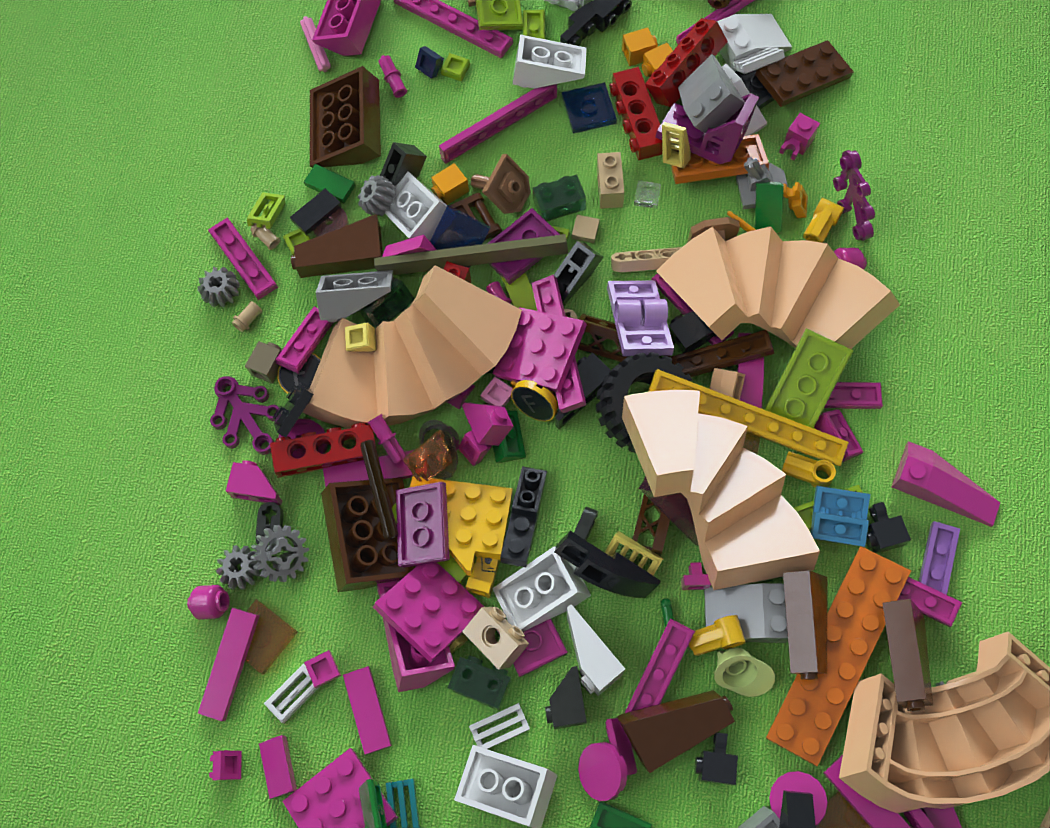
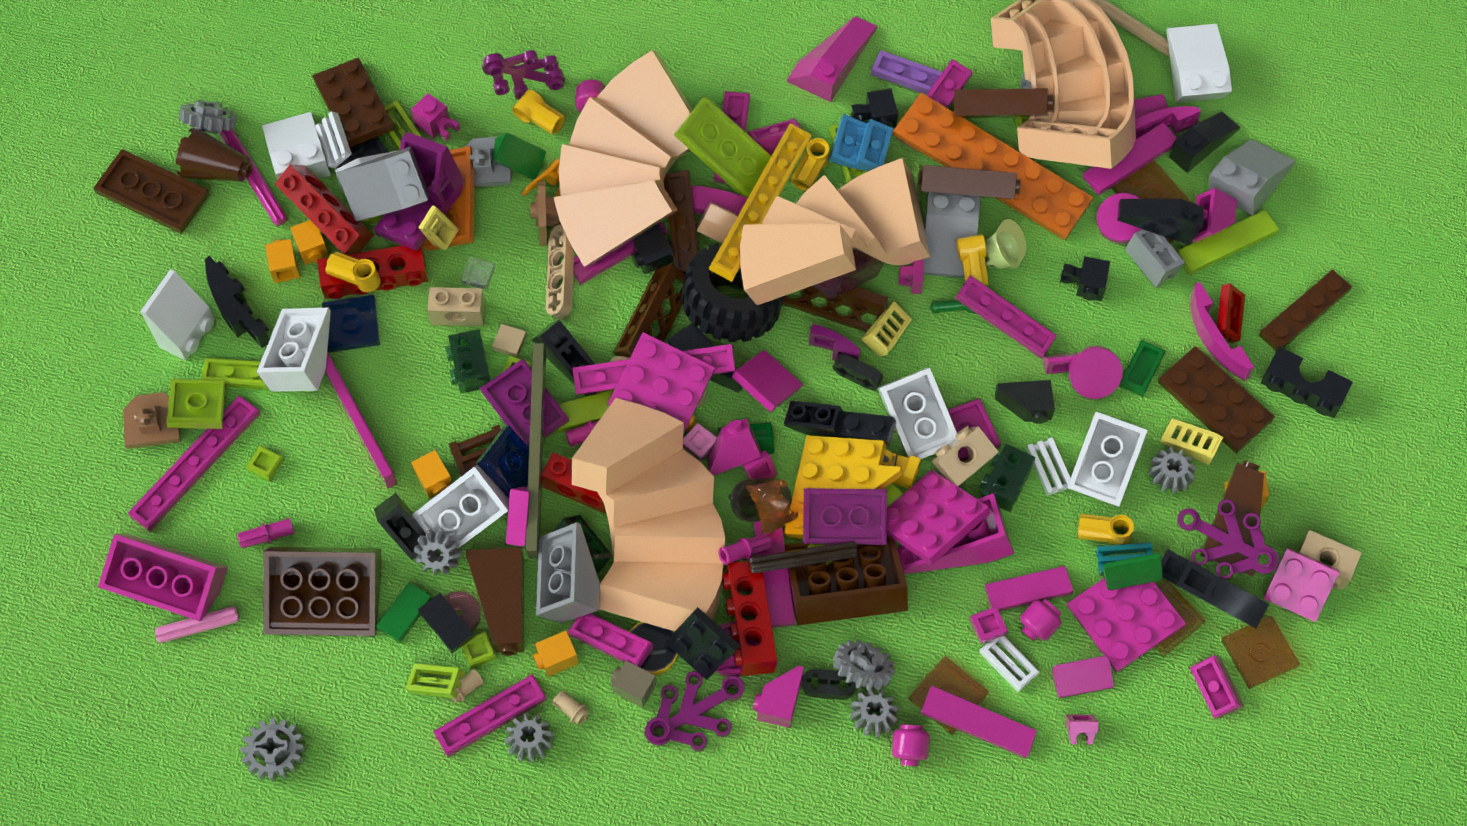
camera: 90 degrees left, 5 degrees down
(211, 108) = (263, 741): none -> light grey gear
(292, 298) = (555, 654): none -> light orange brick
(330, 721) = (1040, 620): none -> dark pink head
(360, 337) = (627, 567): light yellow slope -> none
(428, 62) = (256, 489): dark blue tile -> none
(430, 782) = (1102, 528): none -> yellow piece
(506, 187) = (448, 412): medium nougat piece -> none
(534, 401) = (716, 400): tile -> none
(561, 445) = (767, 380): none -> dark pink tile
(595, 661) = (980, 372): white slope -> none
(606, 510) = (832, 340): none -> magenta slope
(606, 572) = (904, 350): black slope -> none
(625, 91) = (353, 270): none -> yellow piece
(640, 317) = (633, 289): lavender plate -> none
(675, 726) = (1056, 307): reddish brown slope -> none
(770, 118) = (395, 105): none -> lime tile
(796, 199) = (510, 127): light orange plate -> none

